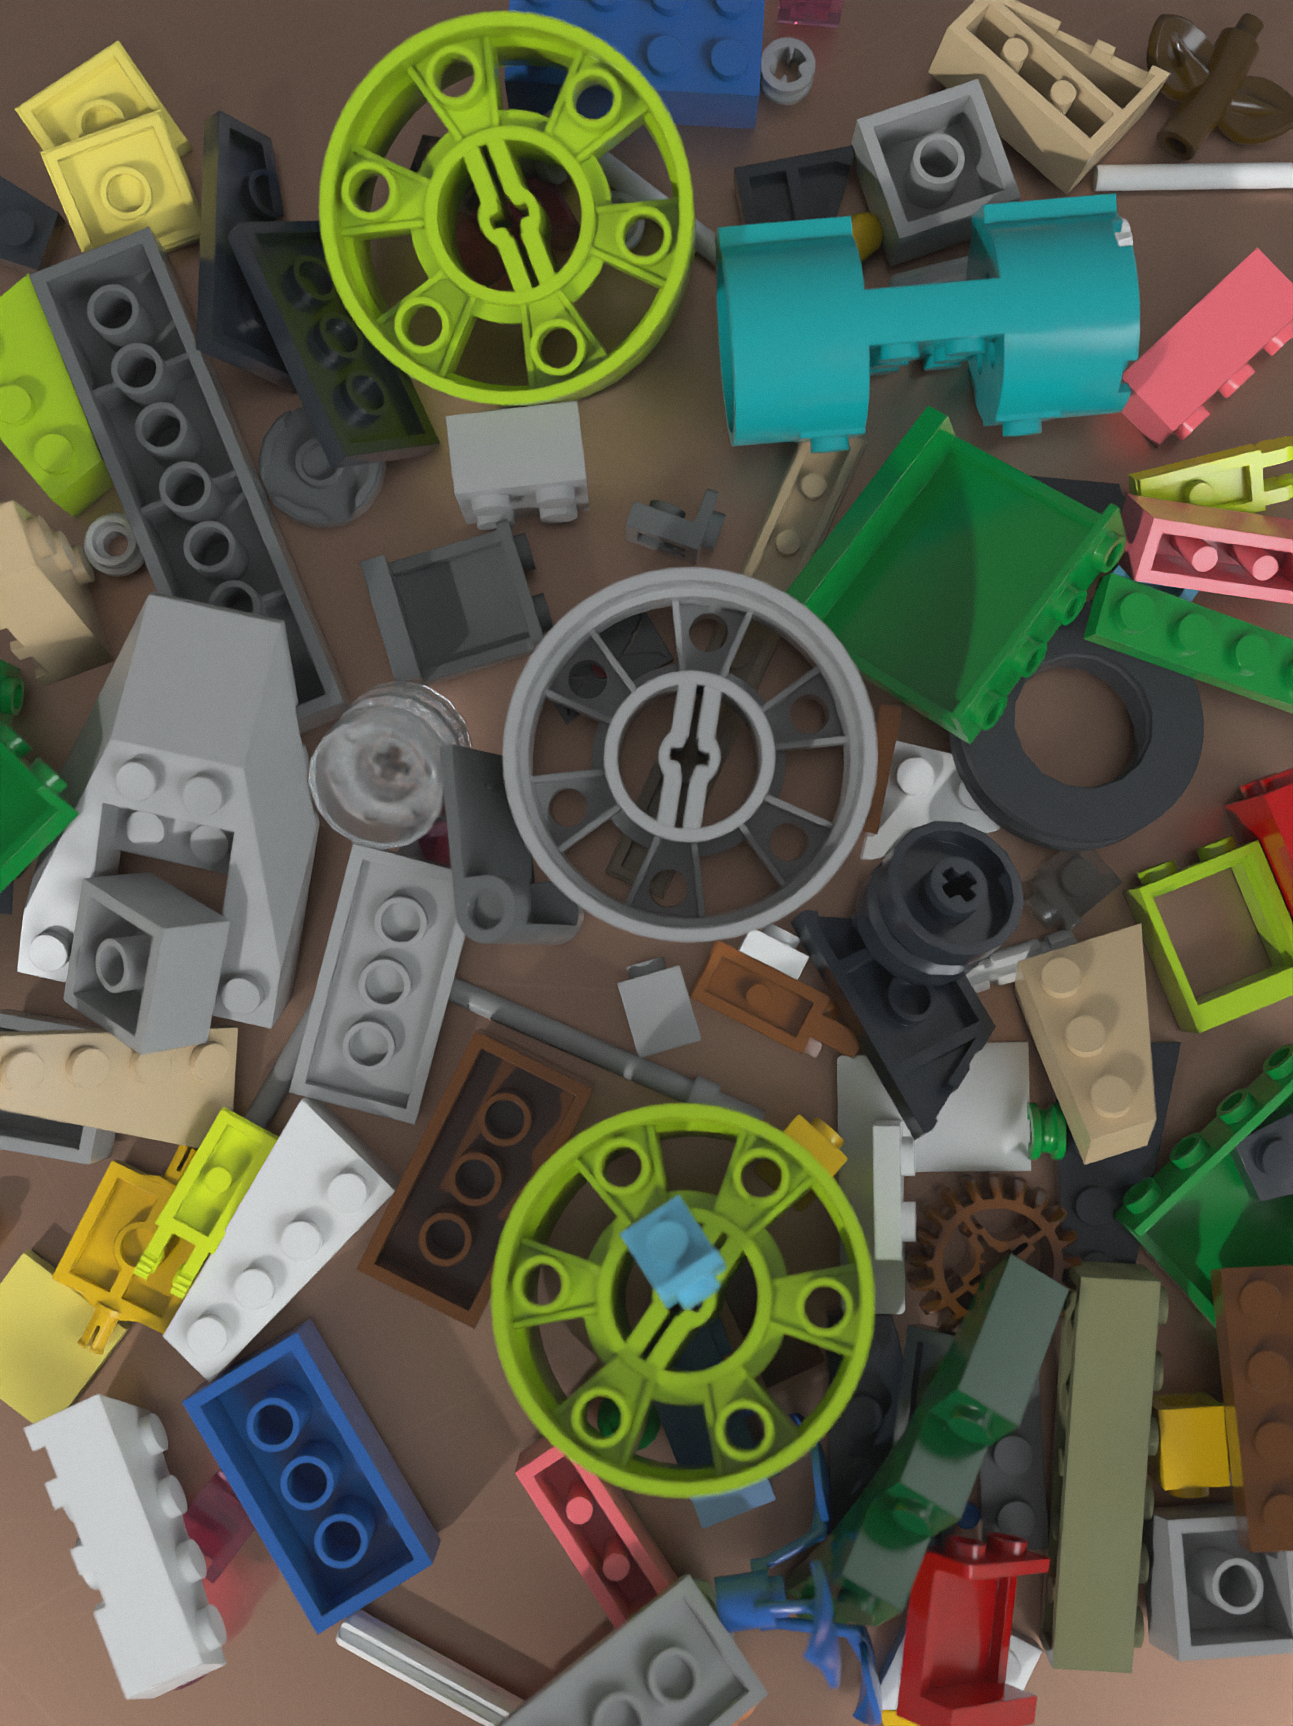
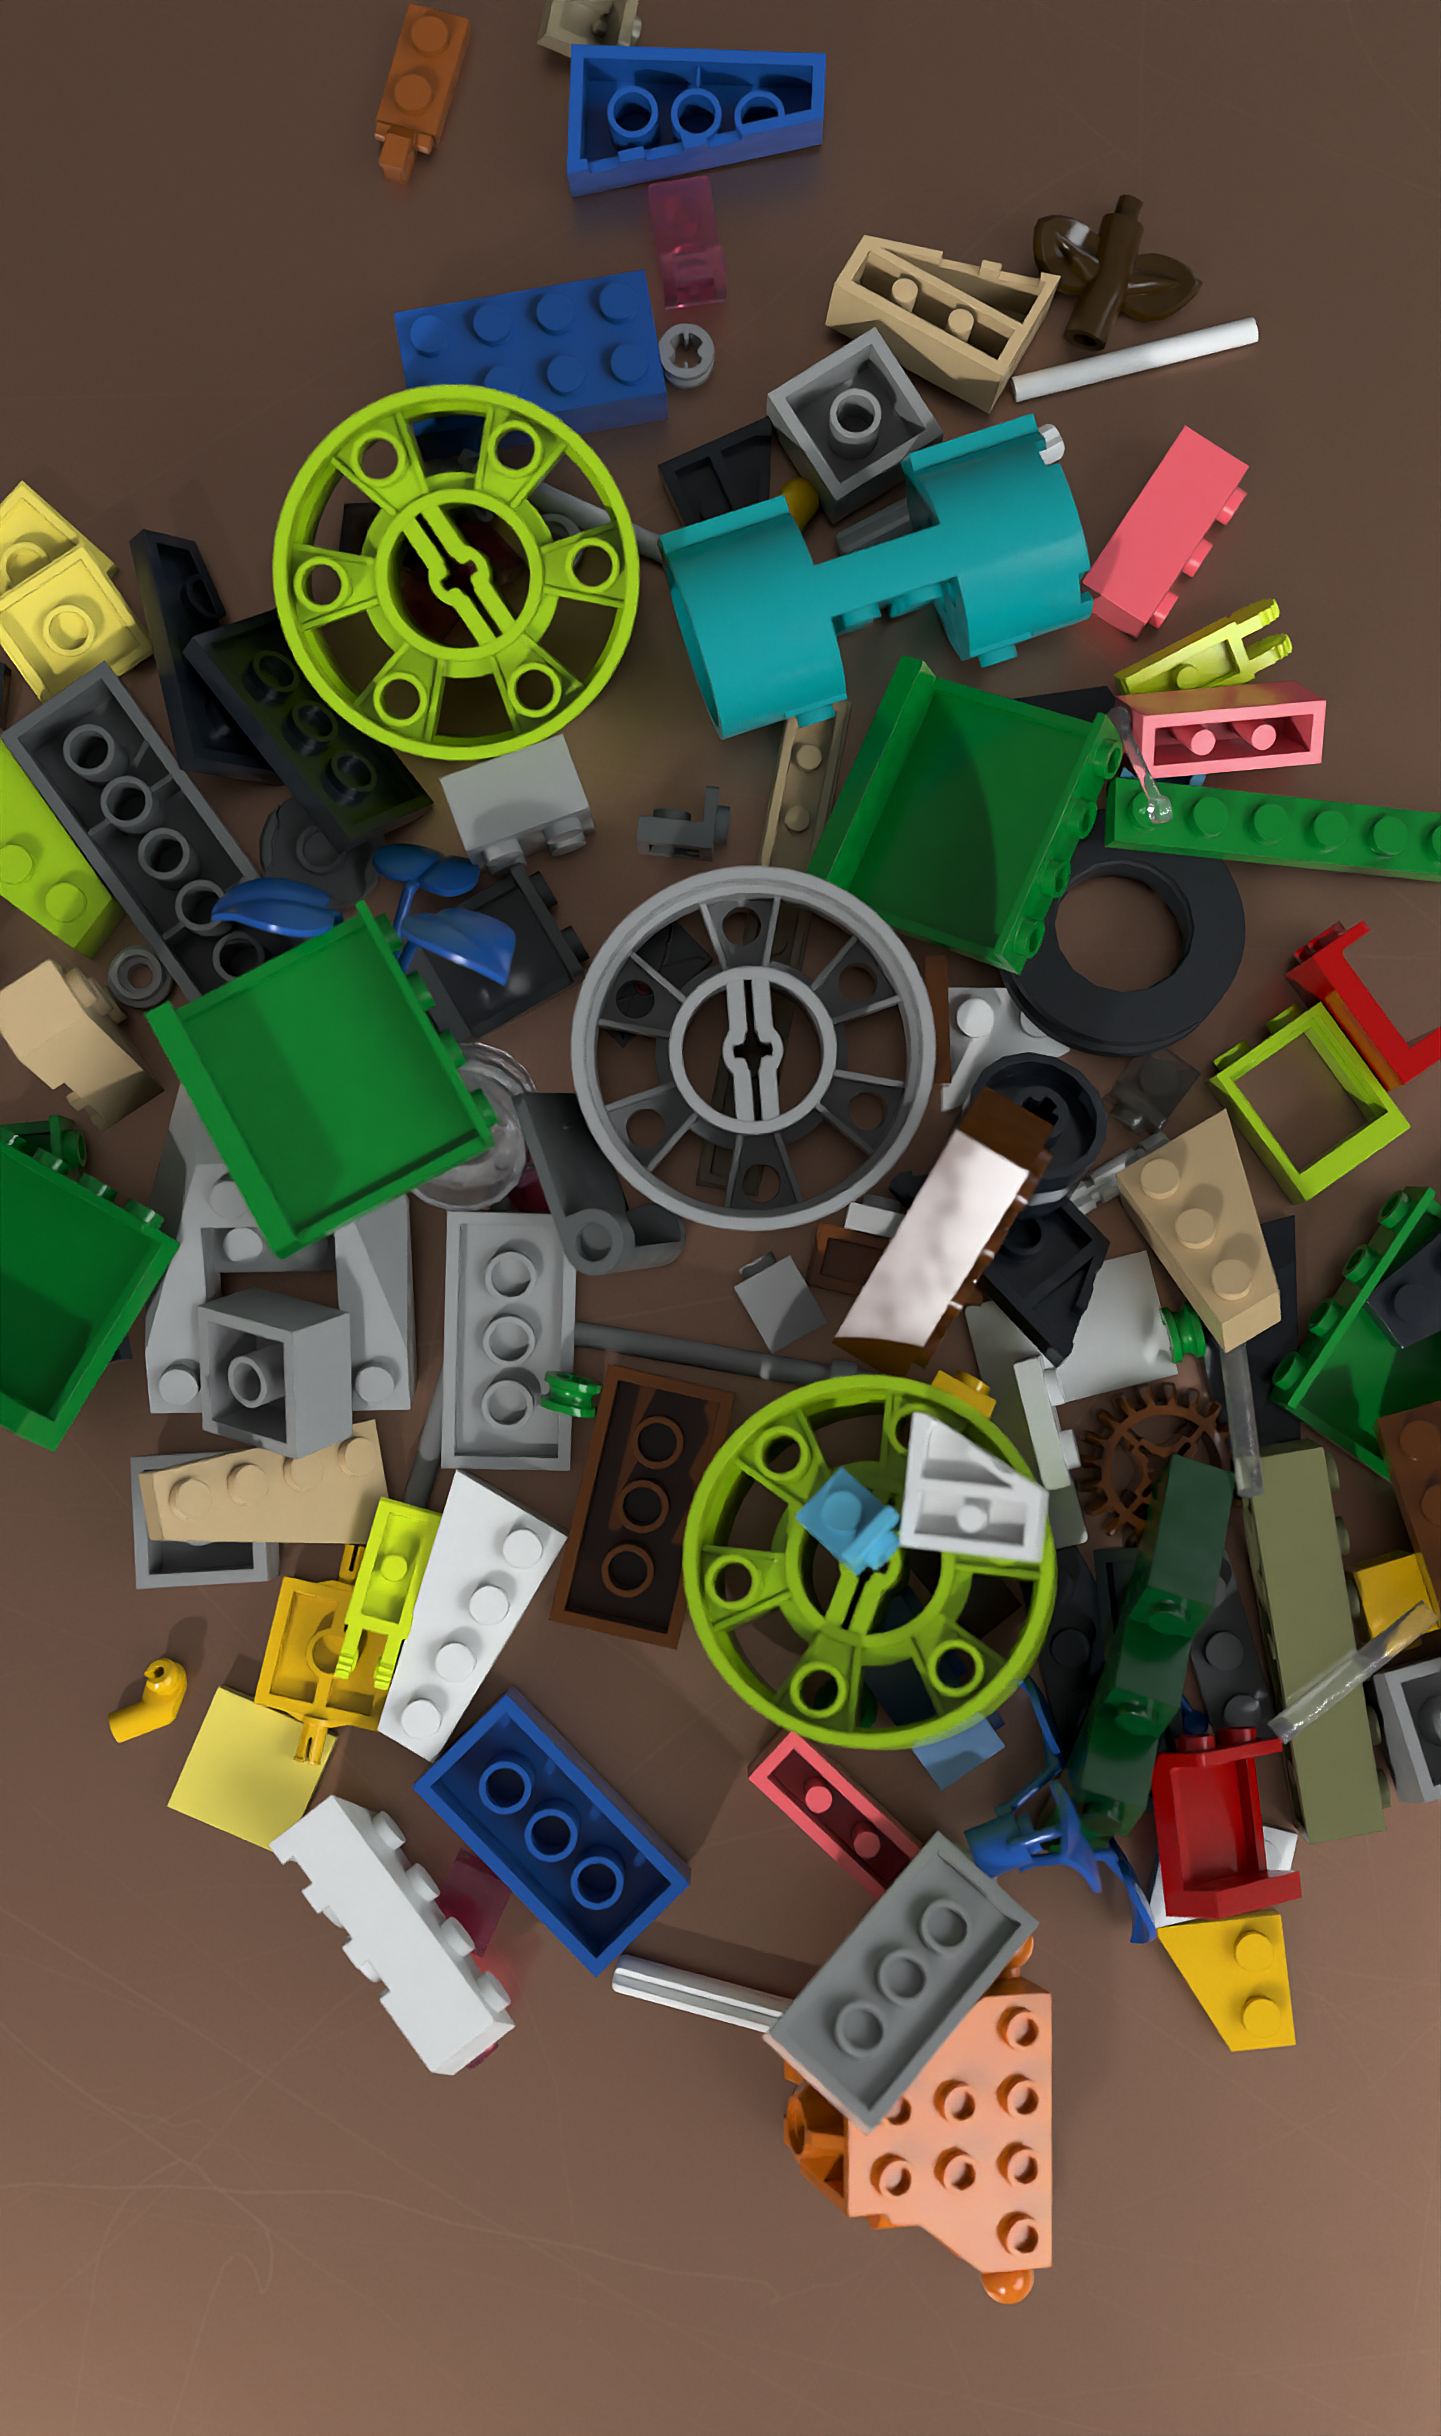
camera: 10 degrees left, 0 degrees up
(254, 688) = (326, 1082): none -> green panel
(340, 589) = (455, 933): none -> blue plant
(431, 1051) = (570, 1394): none -> green bush
(798, 1261) = (968, 1498): none -> white wing
(840, 988) = (947, 1236): none -> brick
(1086, 1238) = (1242, 1422): none -> clear bar
(1137, 1511) = (1353, 1671): none -> clear bar
(1148, 611) = (1158, 806): none -> clear hinge

